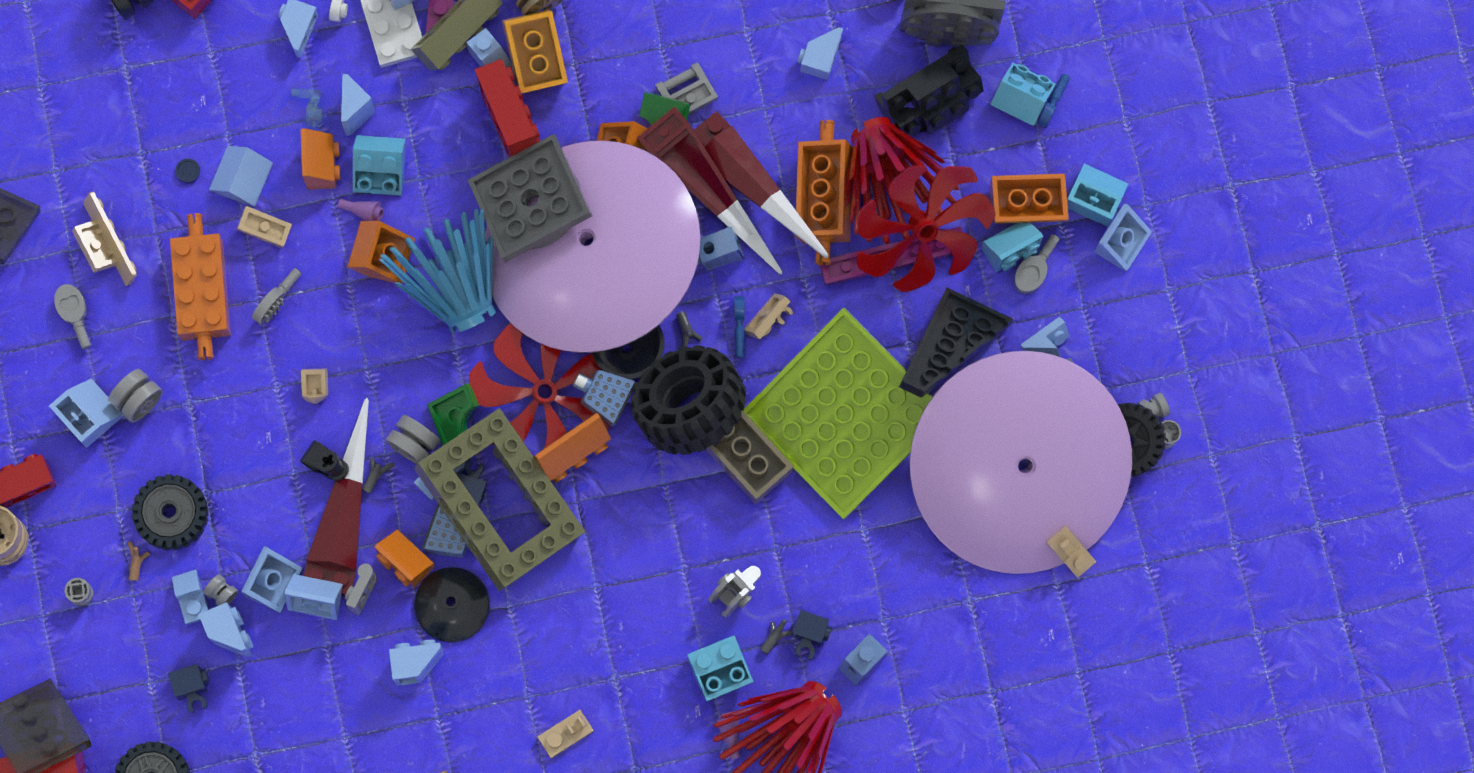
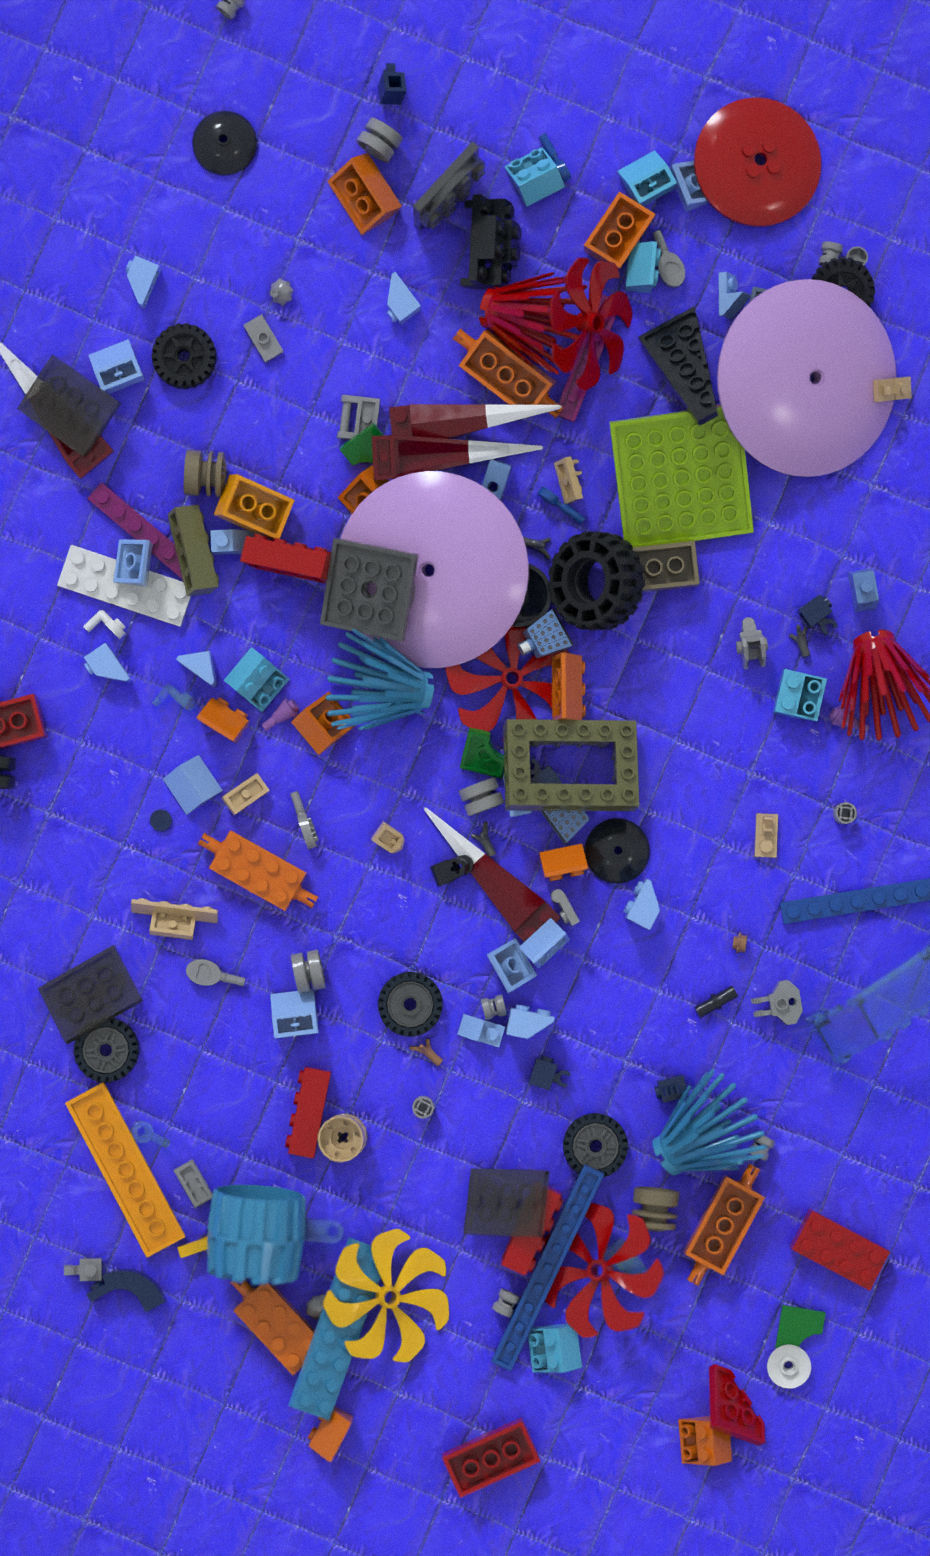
camera: 50 degrees left, 10 degrees up
(1154, 288) = (732, 178): none -> red dish

